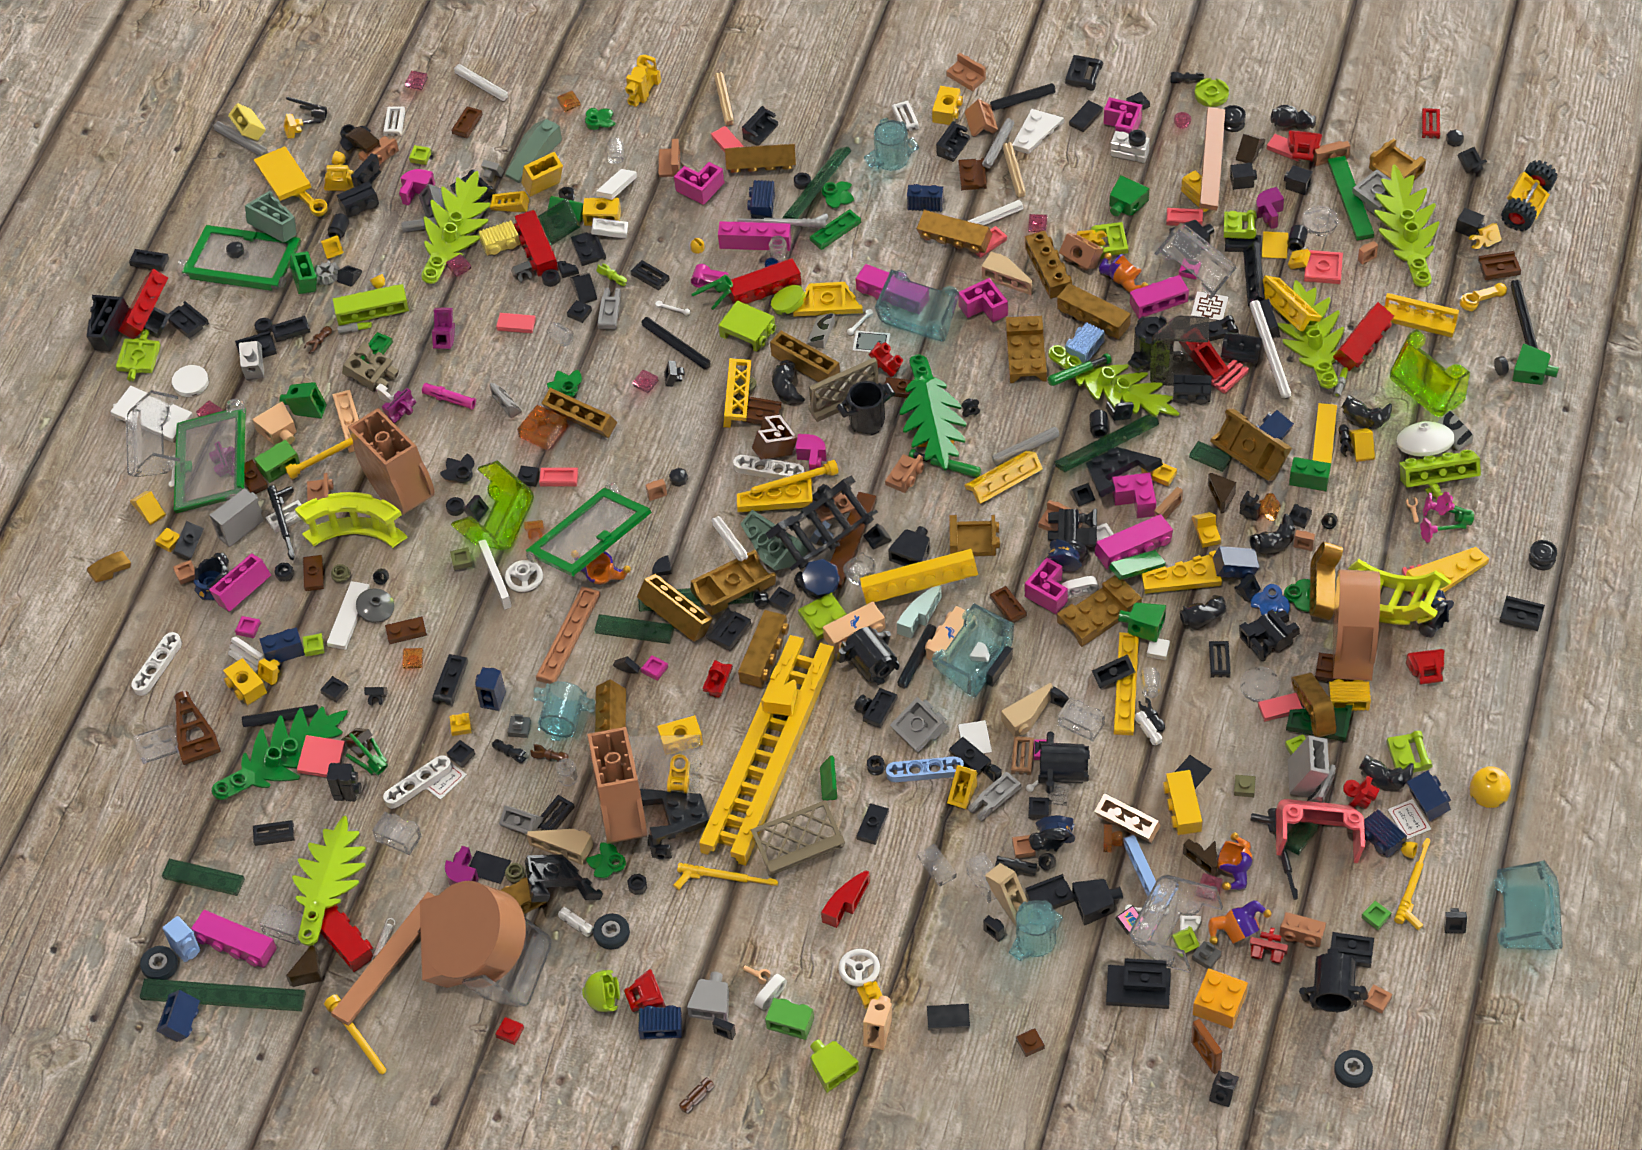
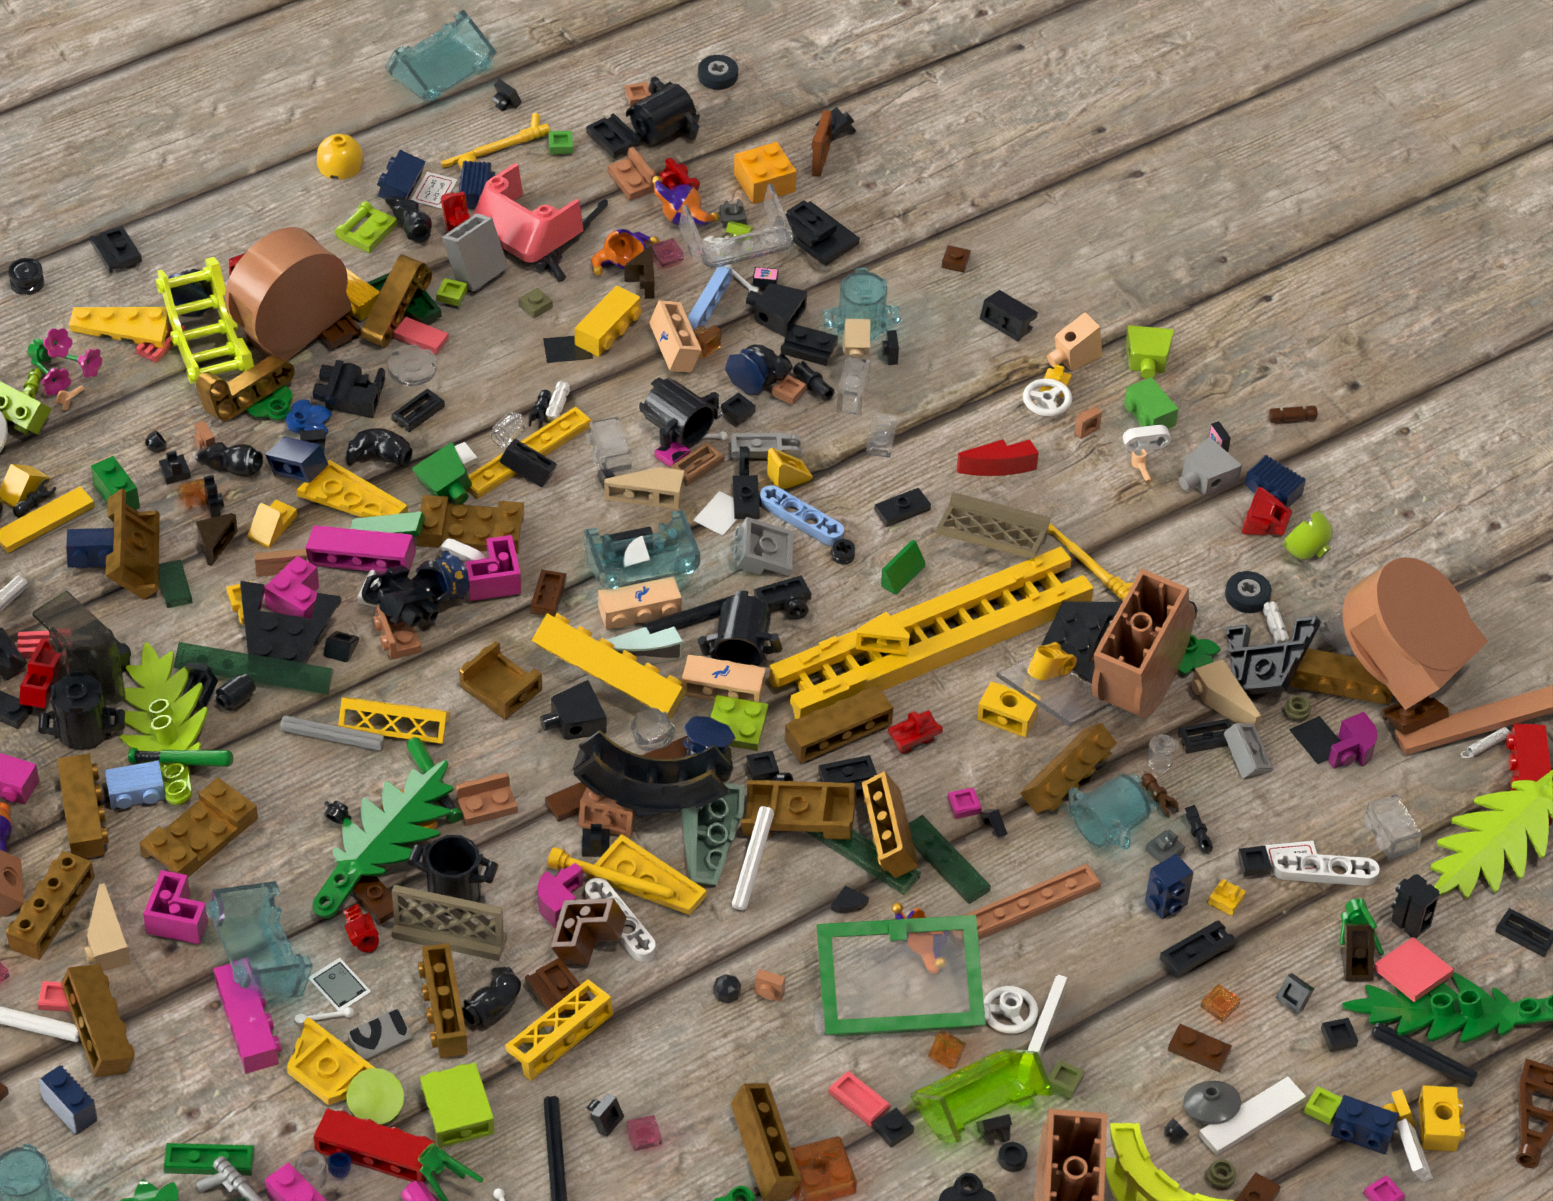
camera: 145 degrees left, 5 degrees down
(818, 973) = (1088, 422): none -> nougat plate

